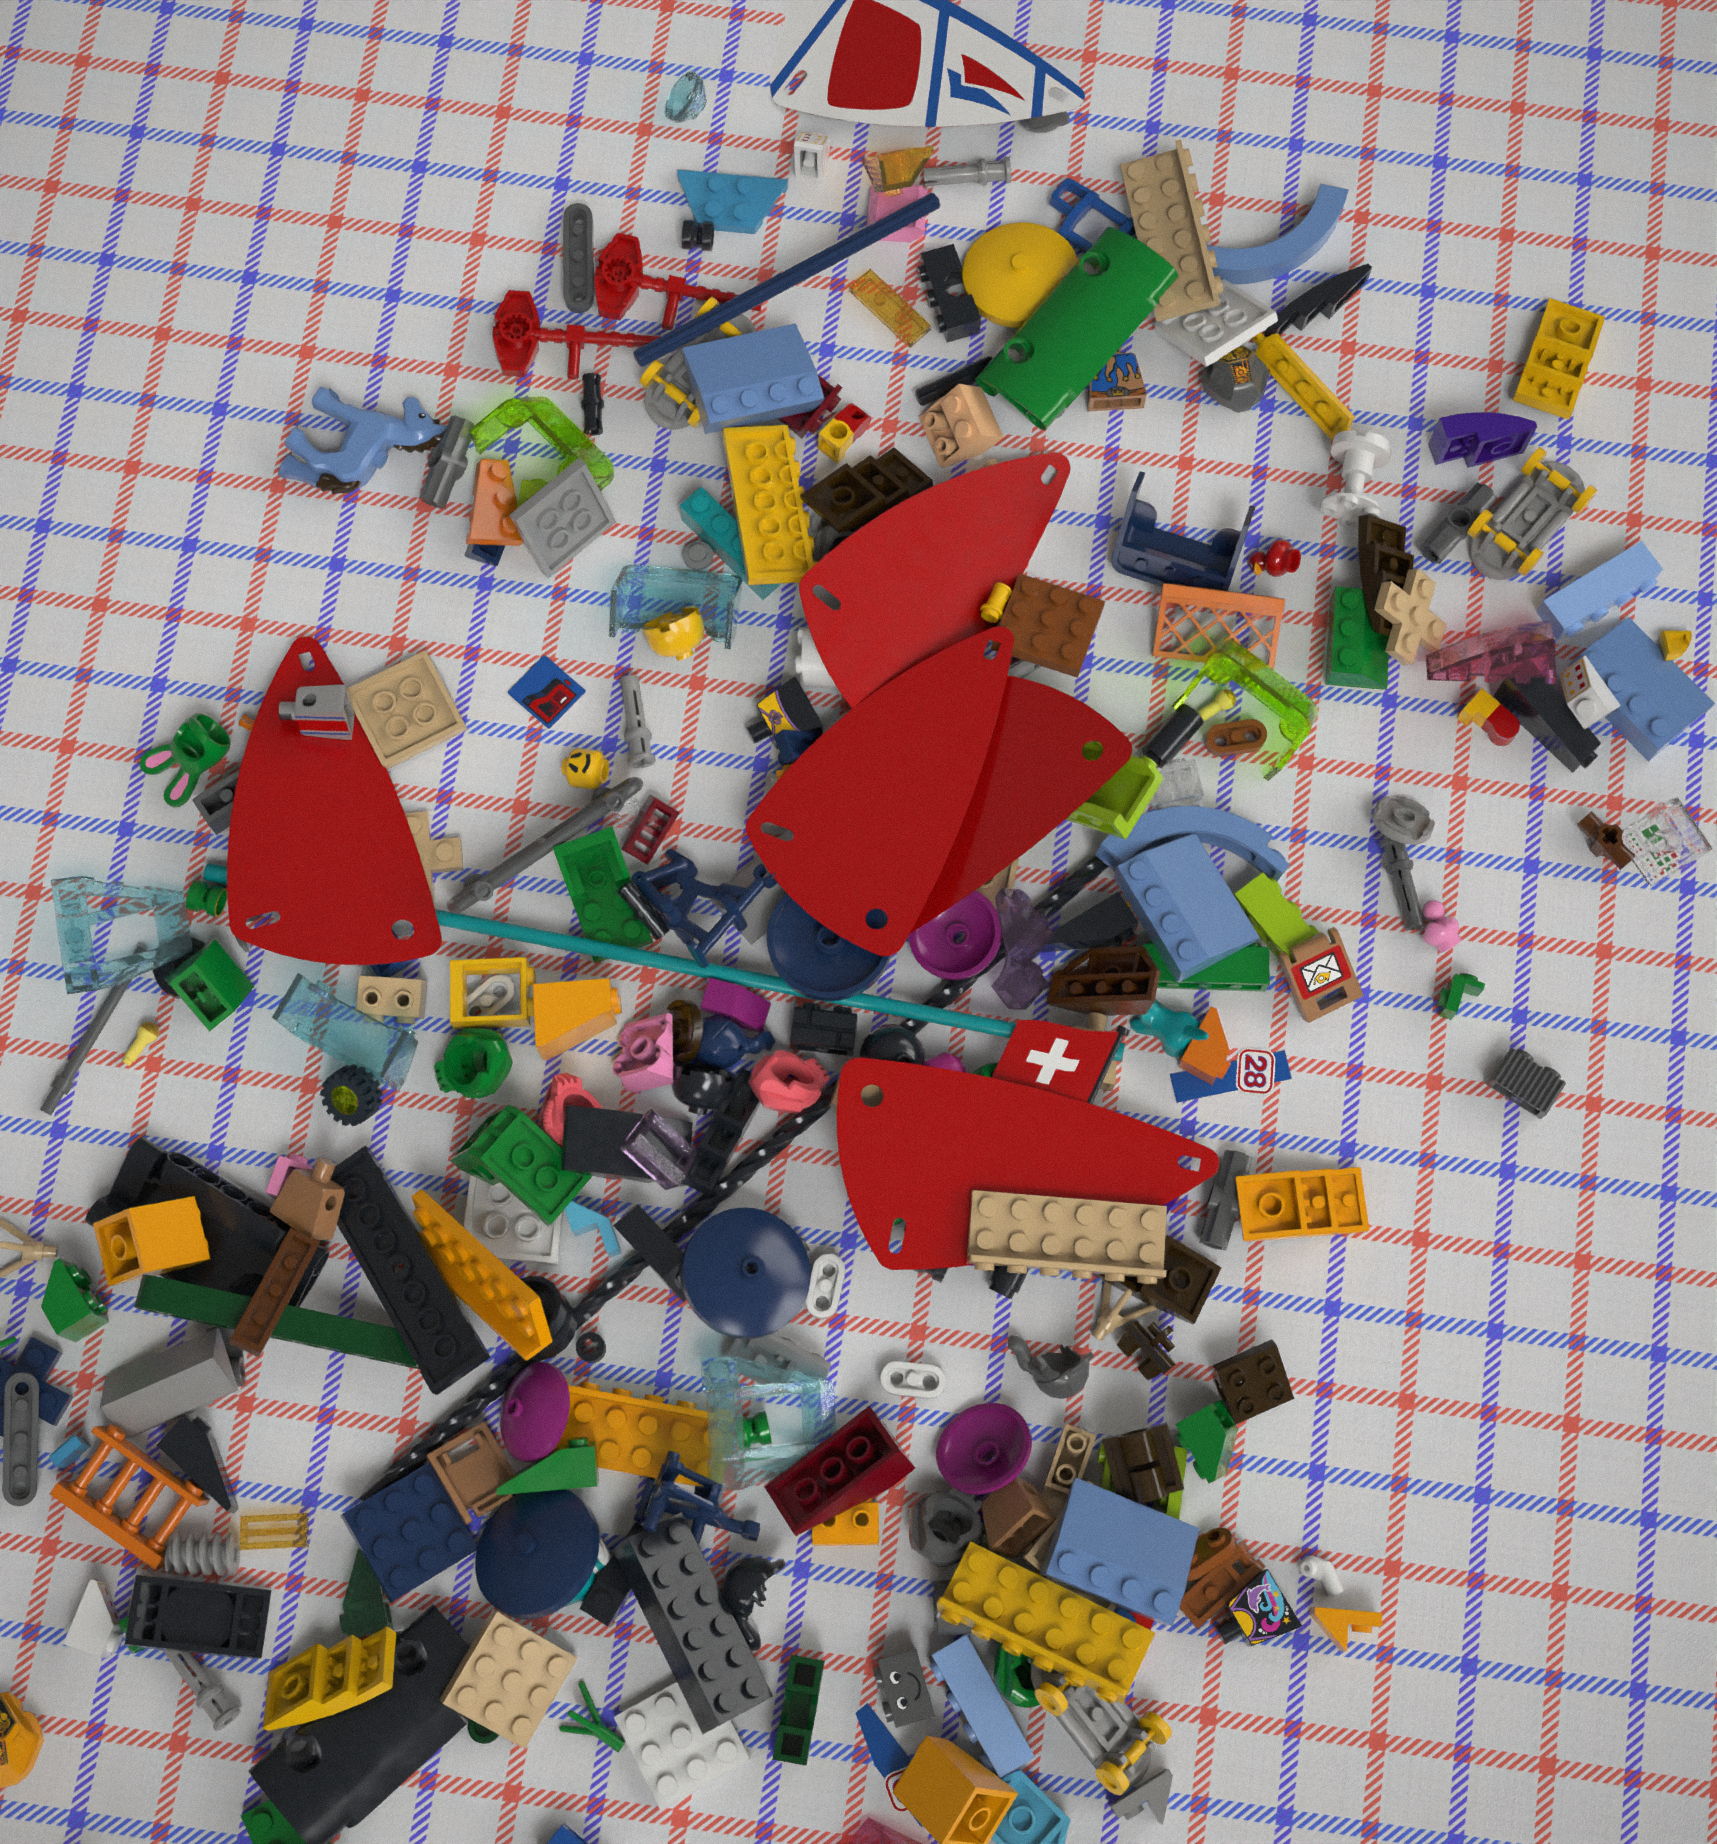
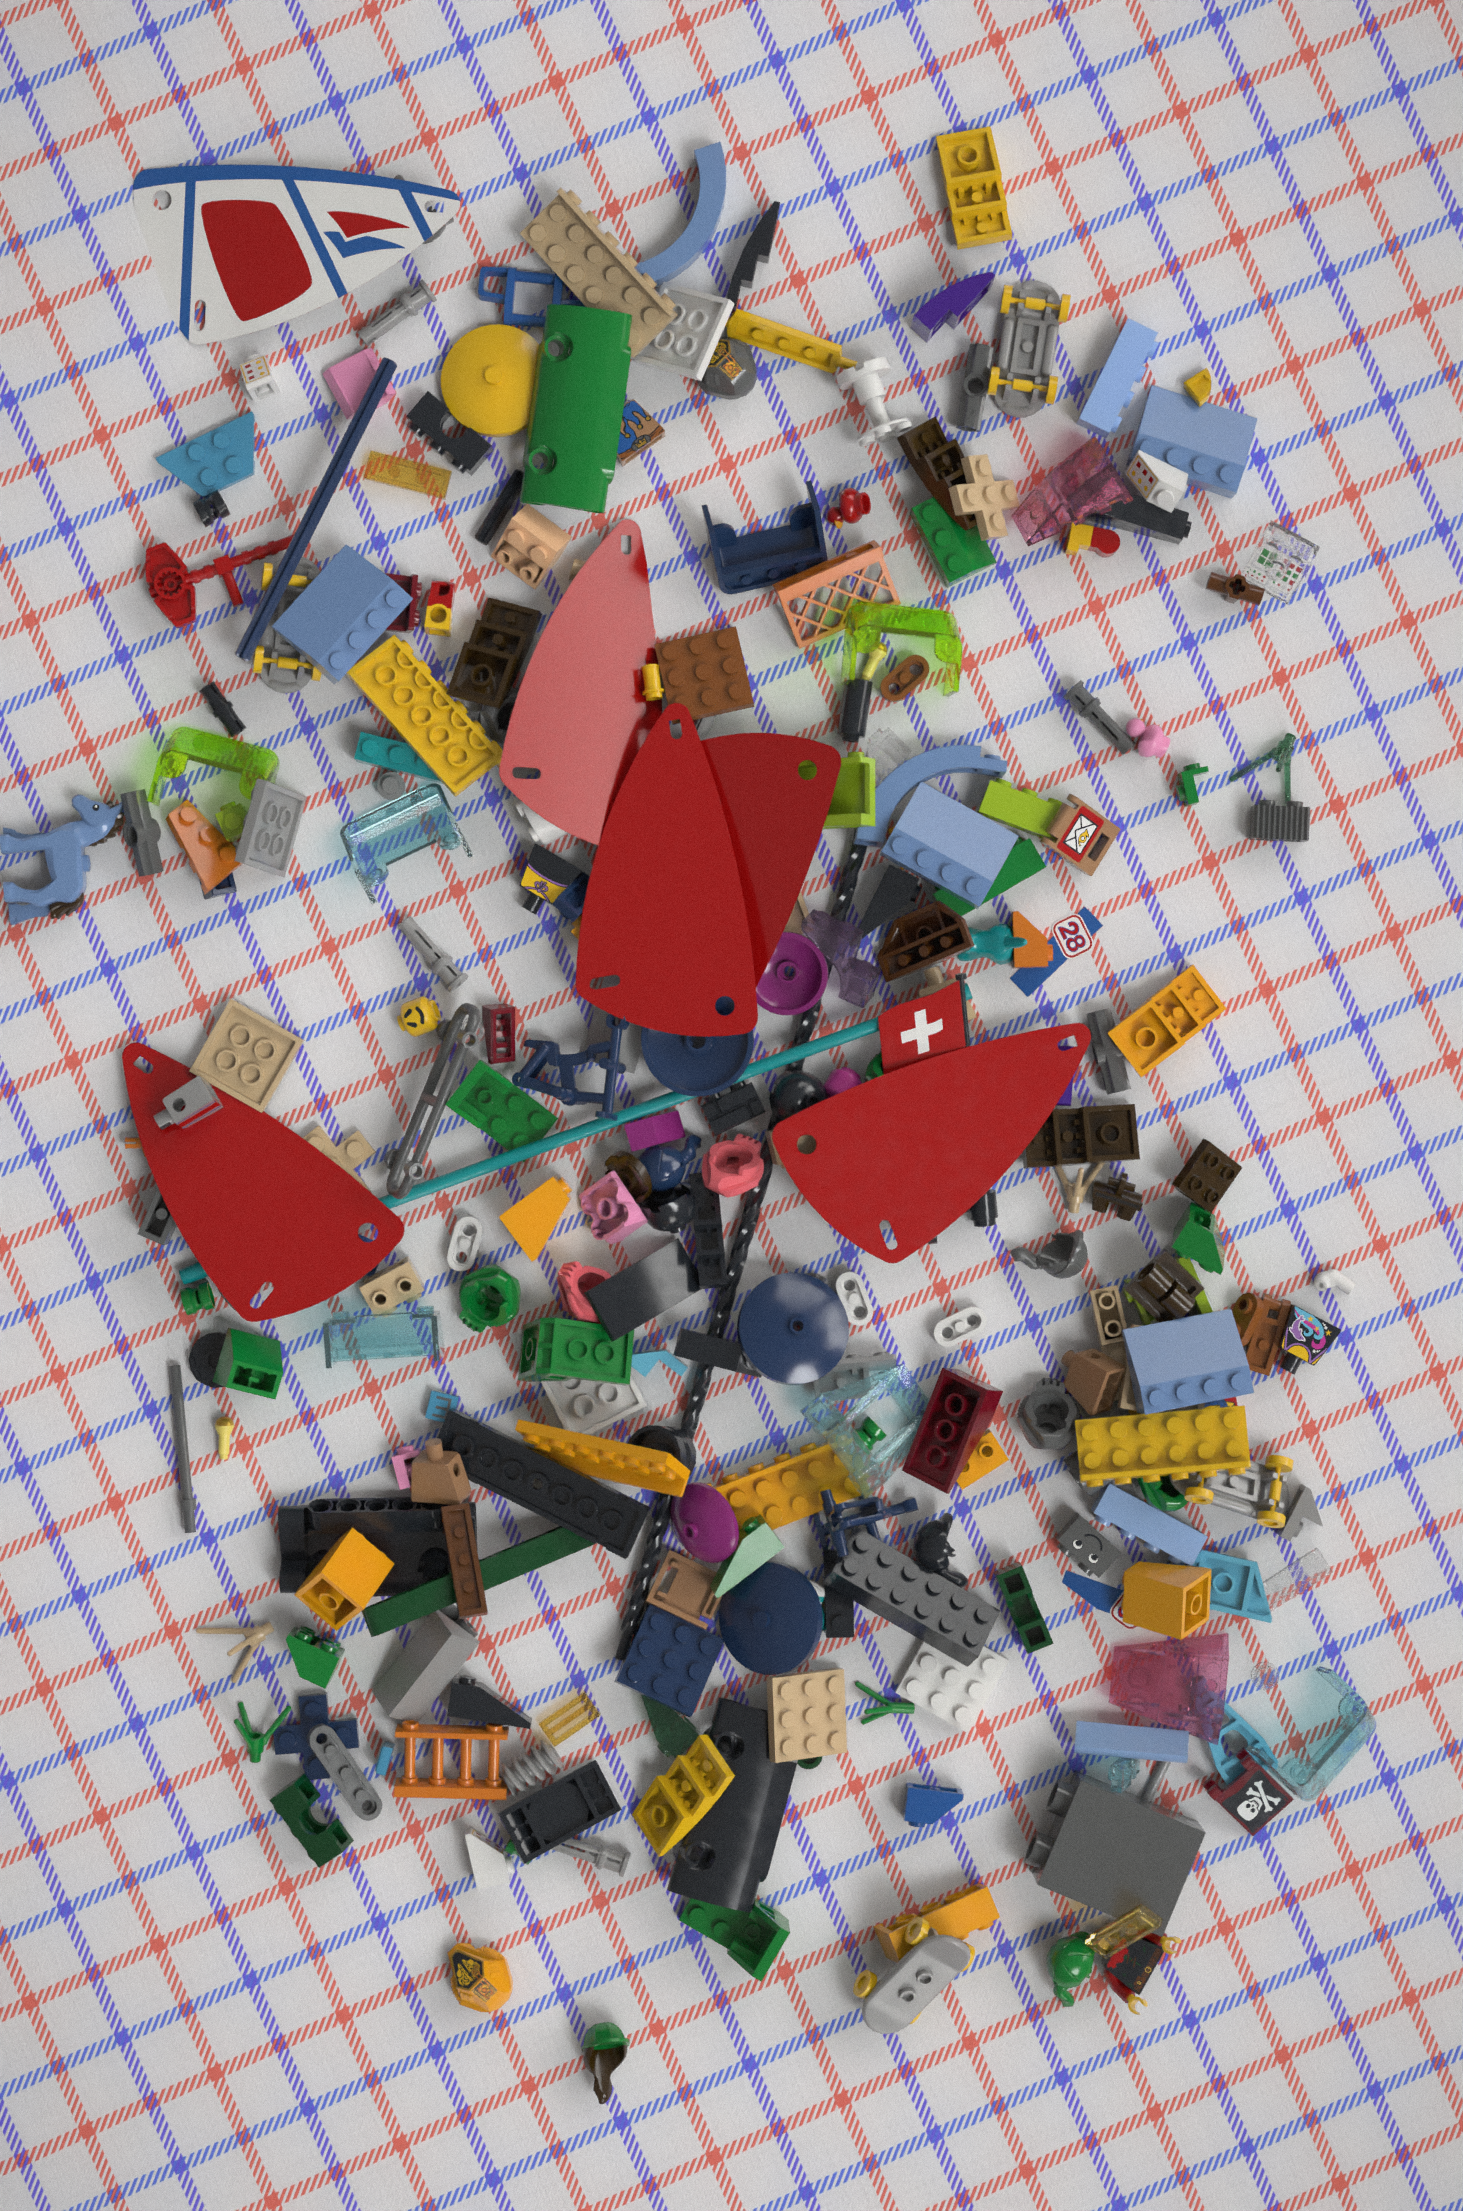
camera: 30 degrees left, 15 degrees up
(75, 939) = (122, 1394): clear light blue windscreen -> none
(196, 748) = (106, 1189): green piece -> none
(351, 1095) = (413, 1379): black wheel -> none
(359, 1137) = (440, 1404): none -> dark azure tile
(458, 992) = (444, 1255): yellow window -> none
(519, 330) = (124, 686): red bar -> none
(546, 692) = (344, 970): sticker -> none
(578, 258) = (126, 588): dark grey plate -> none
(594, 1338) = (708, 1440): black bush -> none
(643, 909) = (538, 1102): black pin -> none
(651, 1159) = (669, 1291): clear purple tile -> none
(675, 633) = (417, 863): yellow cylinder -> none
(686, 98) = (121, 391): clear light blue piece -> none
(896, 169) = (337, 347): clear yellow slope -> none
(976, 1437) = (1029, 1342): magenta dish -> none
(1066, 1236) = (1012, 1158): tan bracket -> none
(1336, 1621) = (1363, 1307): light orange slope -> none
(1403, 820) = (1072, 669): light grey tile -> none
(1563, 1020) = (1282, 755): none -> clear green plant

